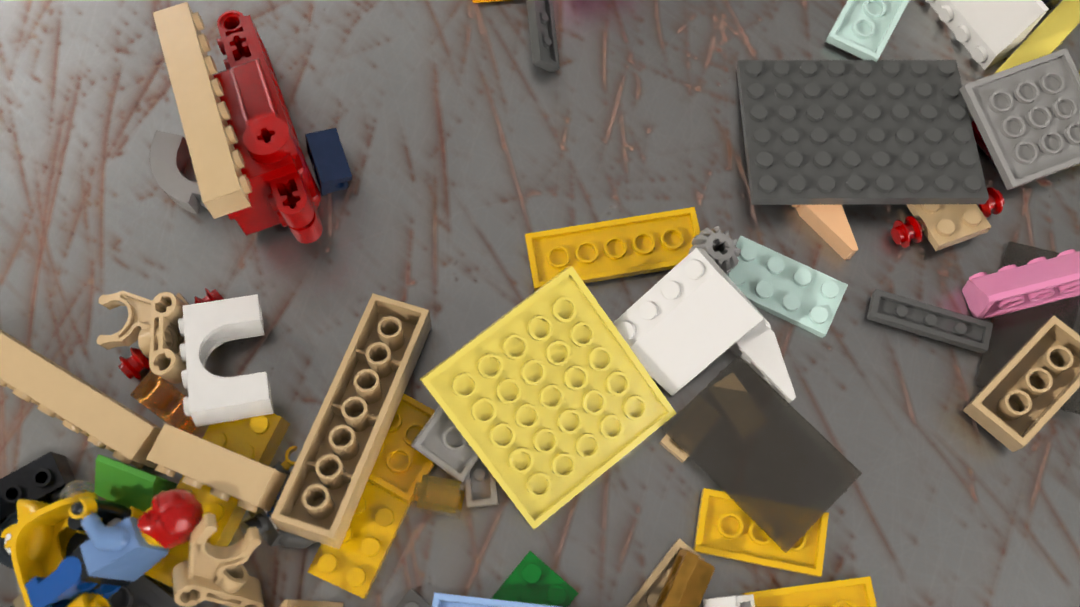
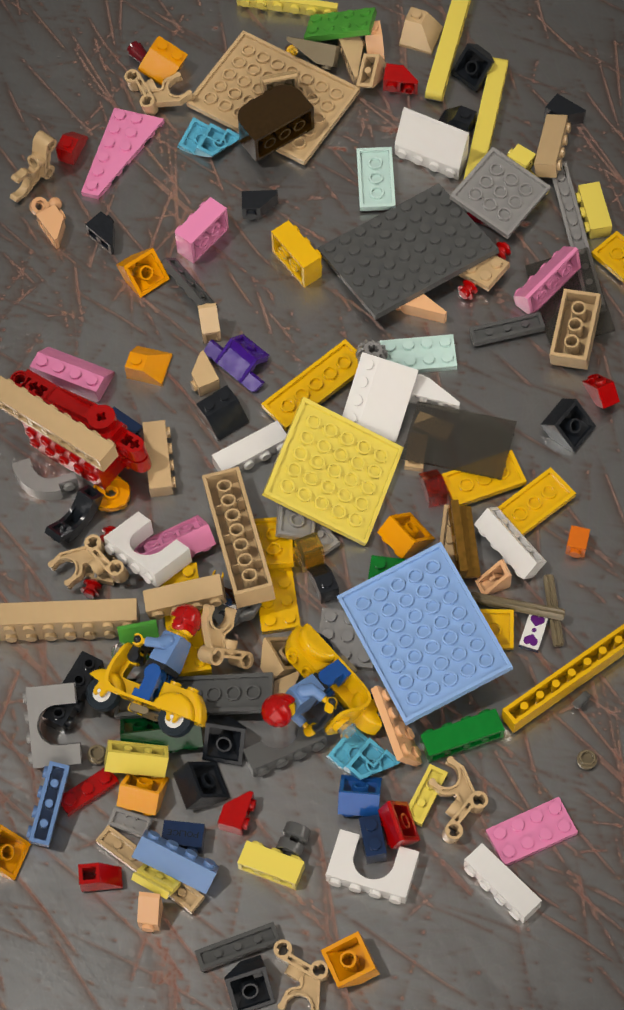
camera: 30 degrees left, 10 degrees down
(164, 401) = (127, 589): clear orange brick -> none
(196, 249) = (78, 517): none -> black arch
(255, 260) = (119, 500): none -> light orange plate
(294, 365) = (192, 533): none -> bright pink slope
(320, 52) = (72, 373): none -> bright pink slope
(344, 231) = (158, 449): none -> tan brick
(419, 95) = (147, 365): none -> light orange slope
(438, 549) = (324, 583): none -> black slope
(466, 217) = (222, 413): none -> black slope
(466, 291) = (251, 449): none -> white brick
(477, 151) = (204, 376): none -> tan slope
(529, 83) = (209, 322): none -> tan slope
(539, 155) = (239, 359): none -> dark purple plate
(596, 550) = (405, 534): none -> light orange slope
(682, 498) = (433, 488): none -> clear red slope
(704, 52) = (296, 253): none -> yellow brick
(936, 522) = (568, 424): none -> black slope
(1017, 499) = (601, 390): none -> red slope

